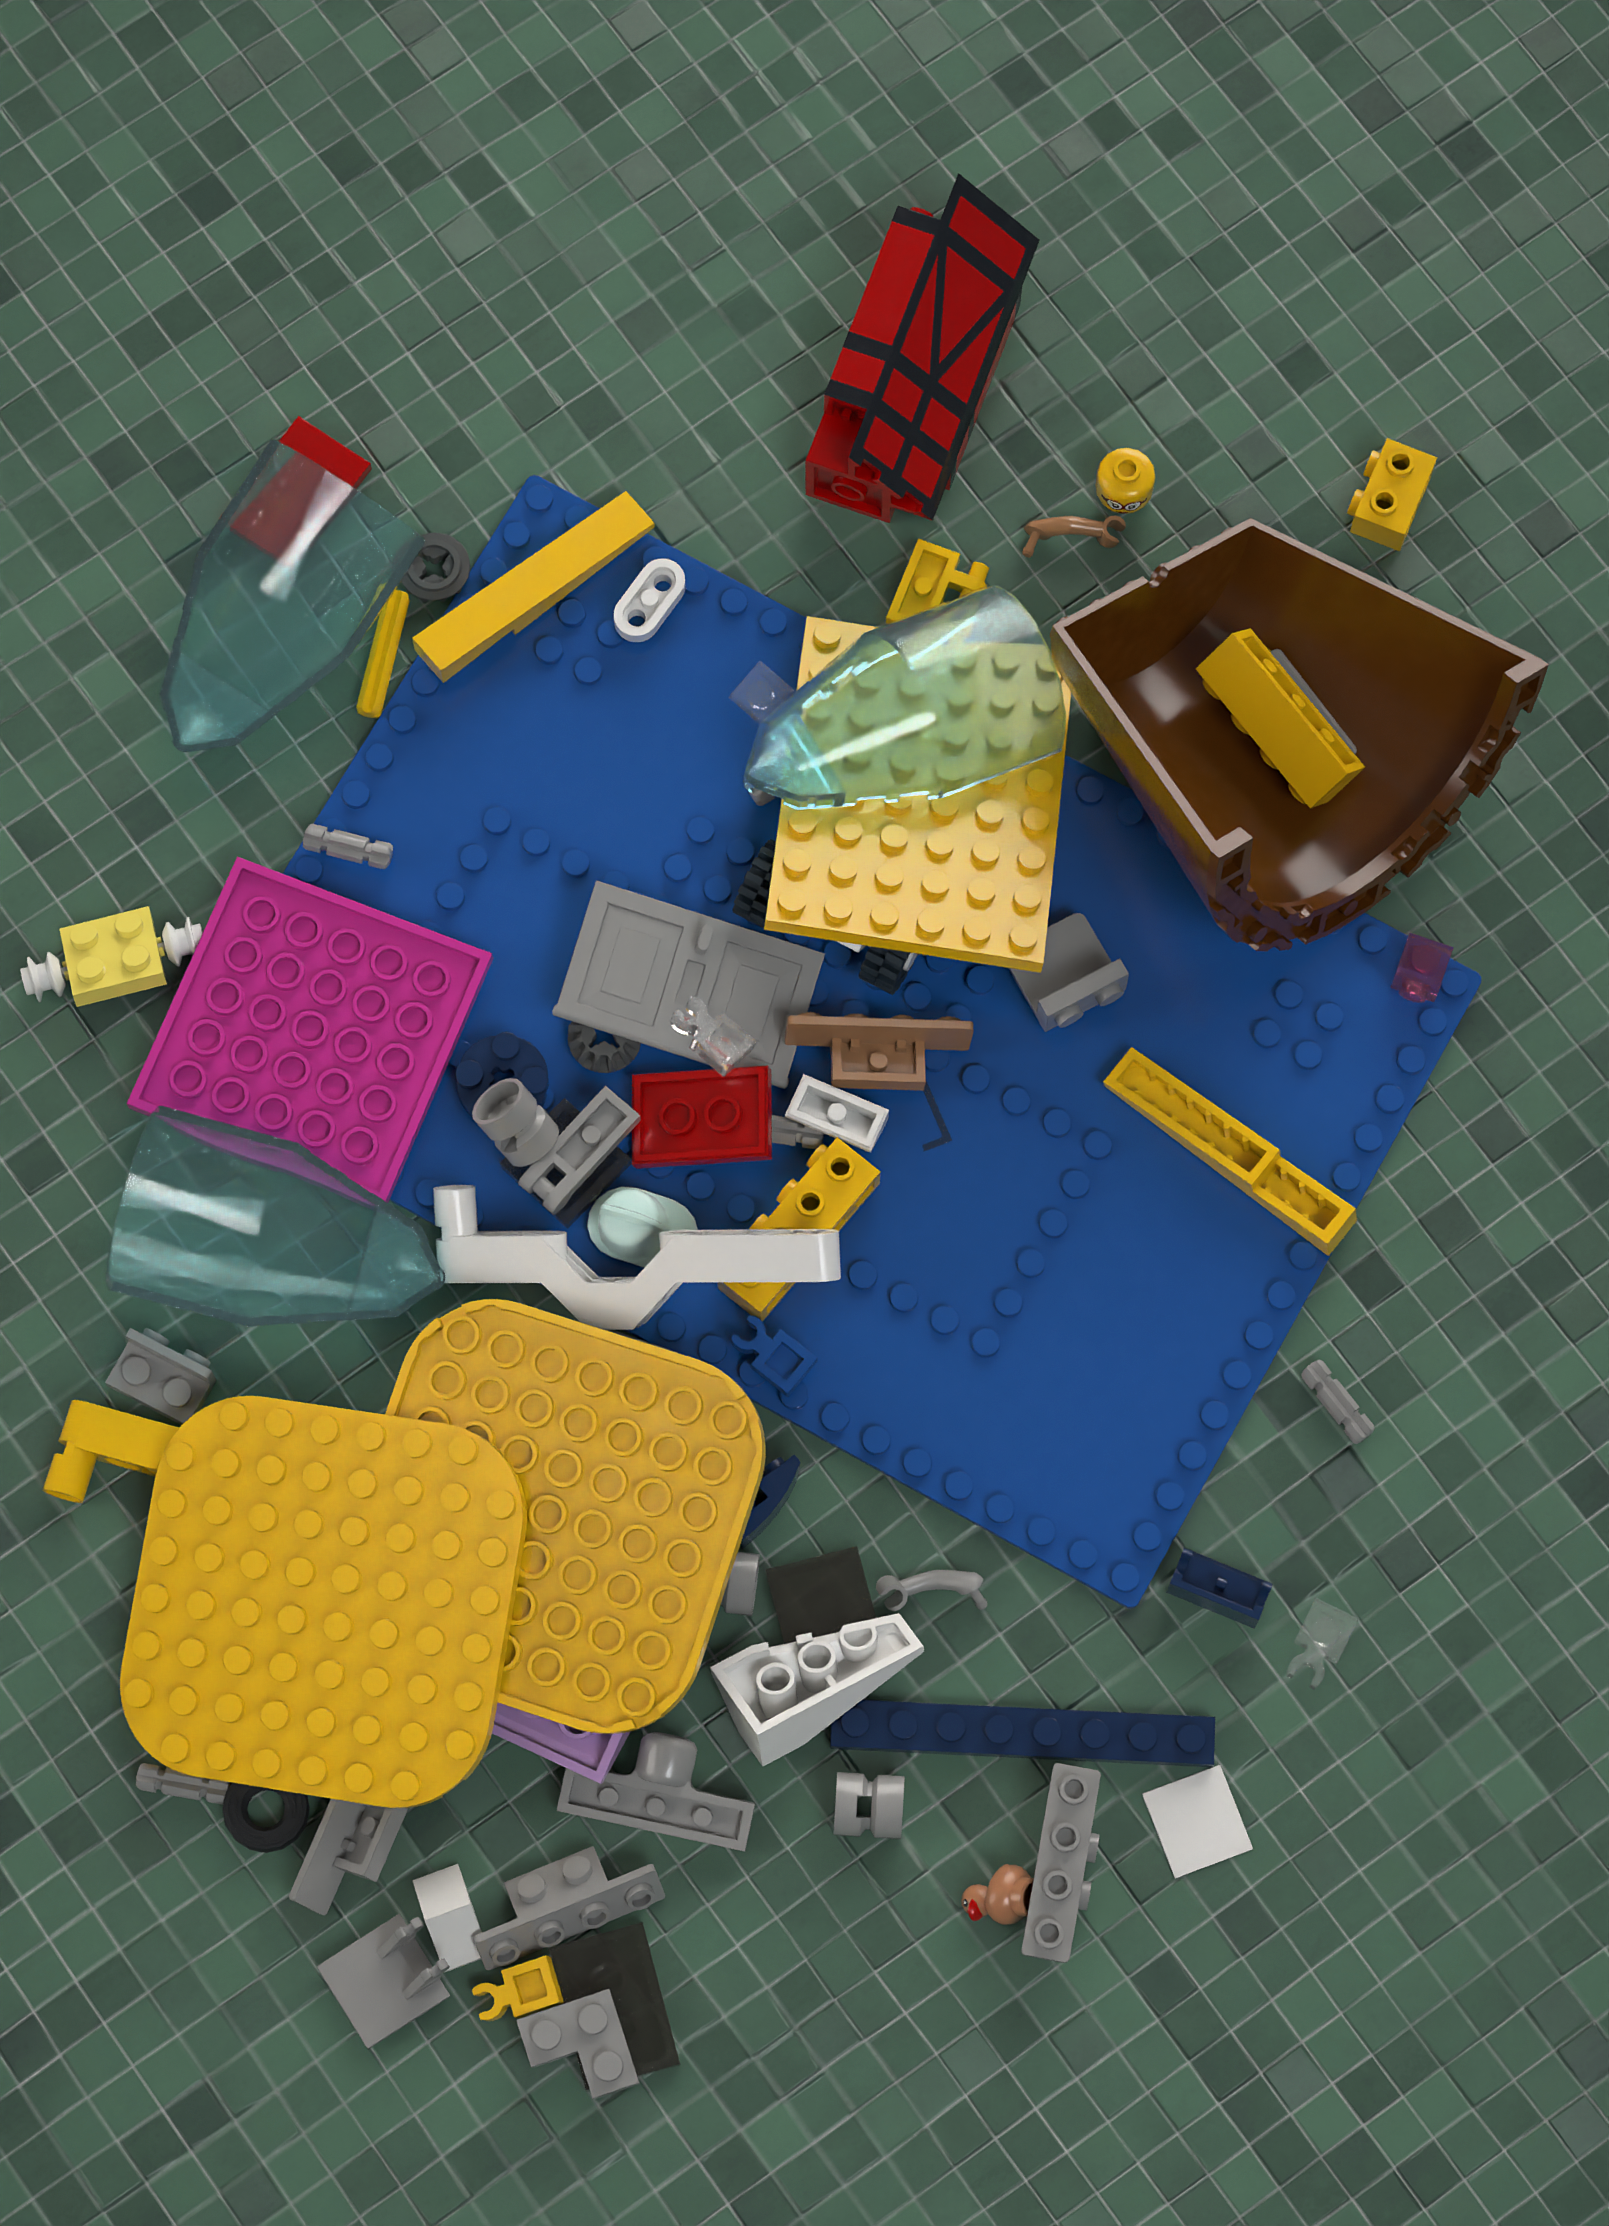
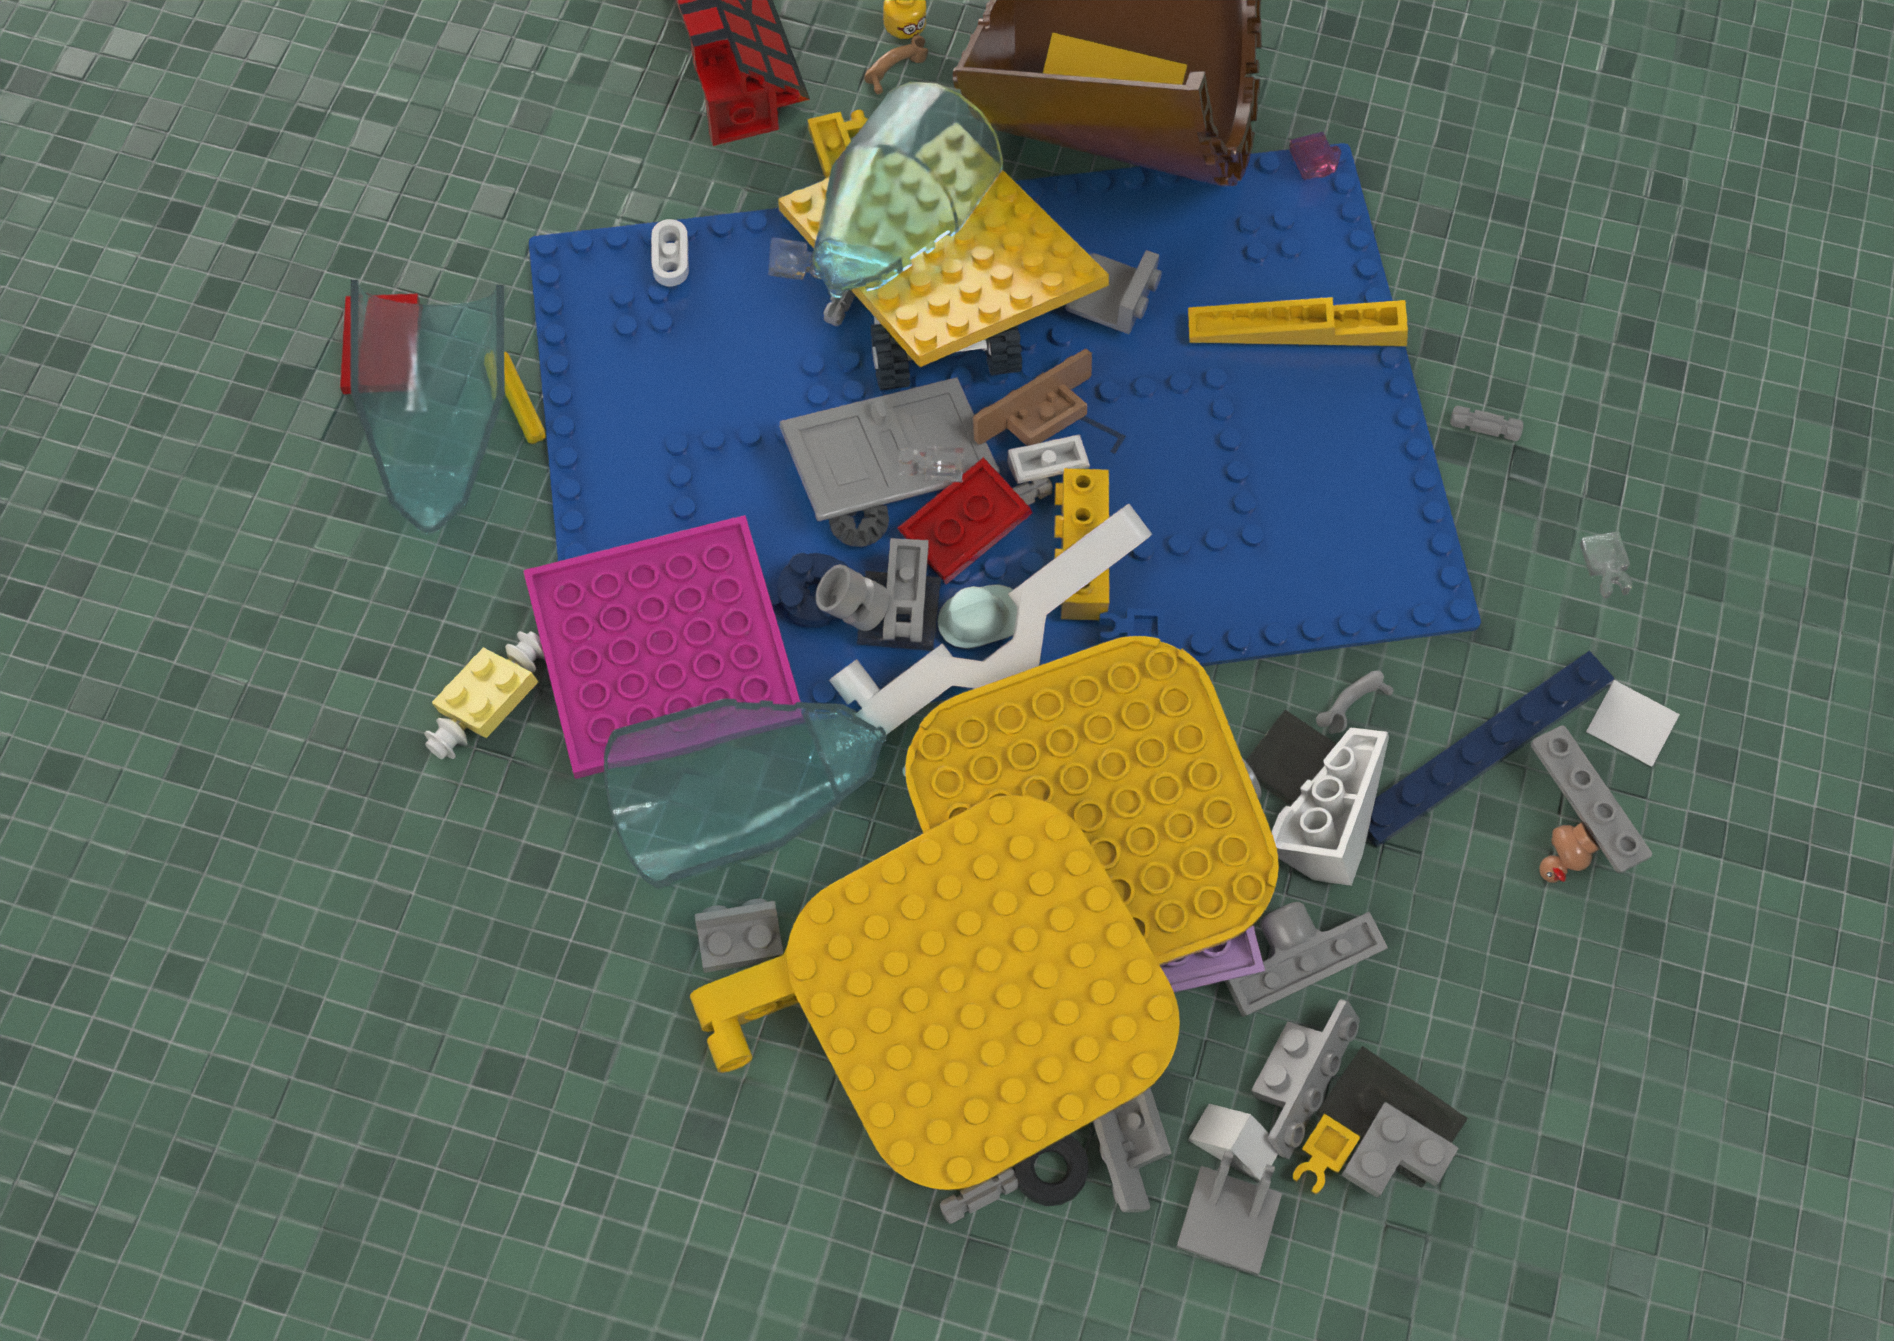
camera: 40 degrees left, 10 degrees down
(348, 846) = (592, 518): light grey axle -> none
(455, 568) = (526, 324): dark grey gear -> none
(531, 587) = (585, 295): yellow slope -> none
(886, 1805) = (1443, 855): light grey wheel -> none
(1219, 1588) = (1521, 576): dark blue hinge -> none

